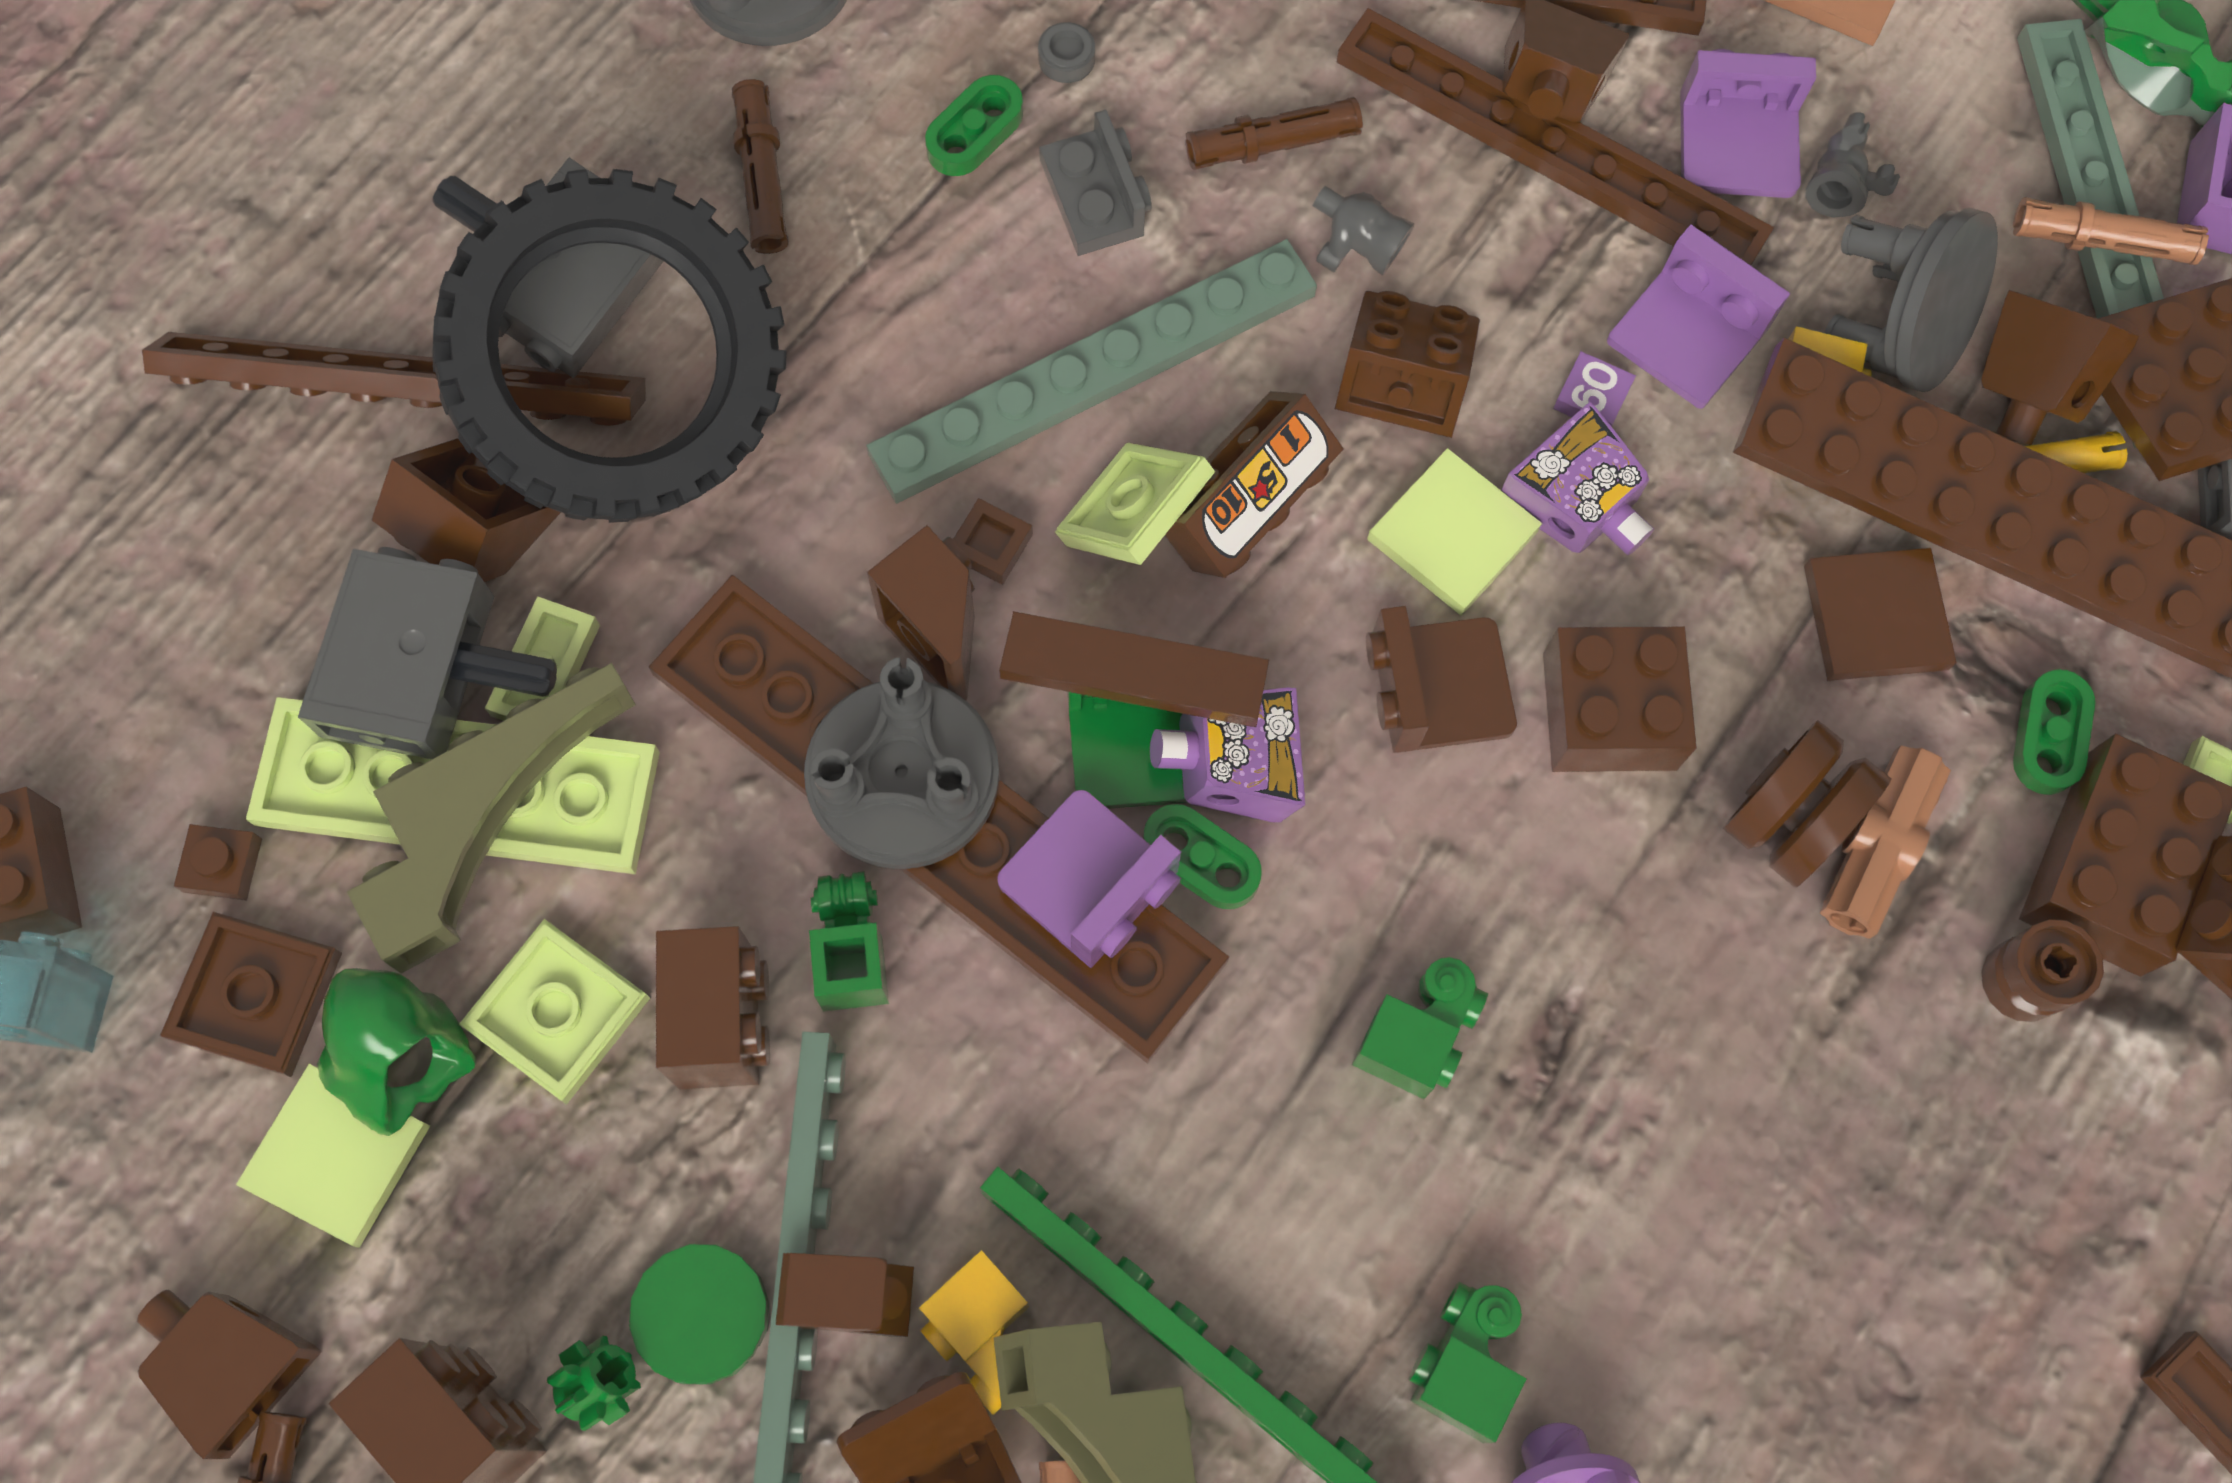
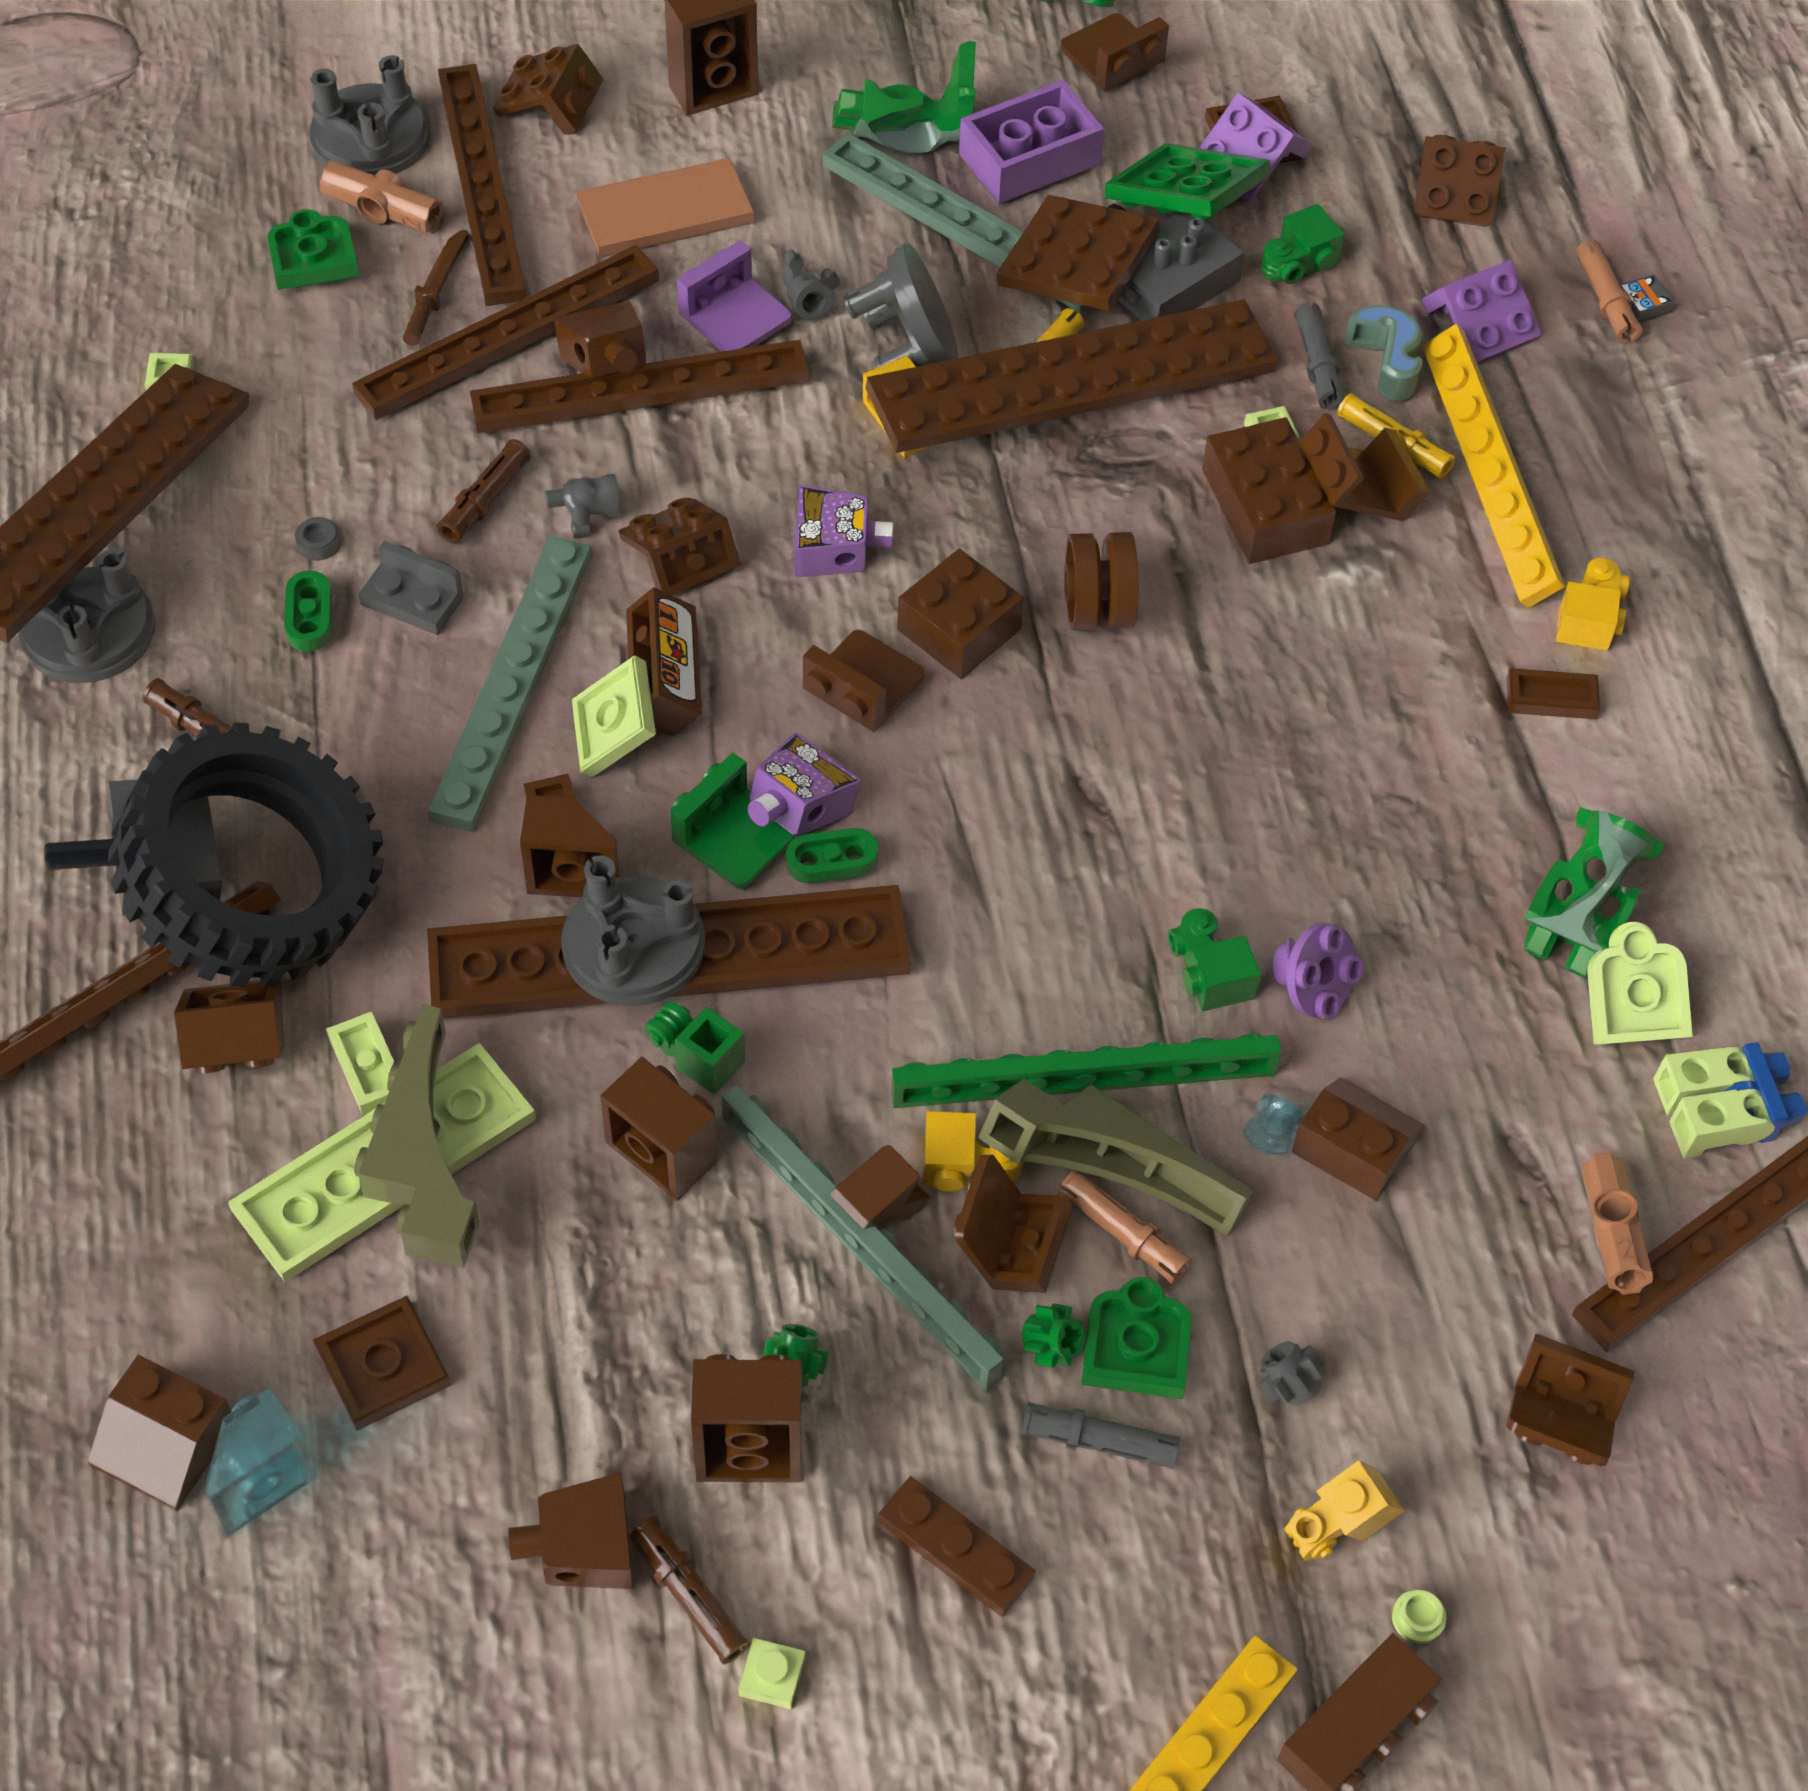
camera: 45 degrees left, 15 degrees down
(218, 862) = (284, 1318): reddish brown plate -> none
(328, 1163) = (523, 1393): yellowish green tile -> none
(369, 1025) = (490, 1304): green piece -> none
(404, 654) = (294, 1105): dark grey piece -> none
(555, 1011) = (567, 1221): yellowish green tile -> none
(699, 1314) = (811, 1284): green tile -> none
(1089, 877) = (791, 900): medium lavender bracket -> none
(1134, 669) = (709, 779): reddish brown tile -> none
(1416, 1045) = (1028, 844): green brick -> none
(1454, 531) = (791, 607): yellowish green tile -> none
(1595, 383) = (784, 485): medium lavender tile -> none
(1698, 318) = (807, 408): medium lavender bracket -> none
(1879, 614) = (1041, 479): reddish brown tile -> none
(1886, 843) = (1158, 578): nougat piece -> none
(2042, 971) = (1283, 569): reddish brown wheel -> none
(2050, 363) = (1003, 296): reddish brown torso -> none
(2057, 738) = (1184, 472): green plate -> none
(2123, 233) = (954, 224): nougat pin -> none

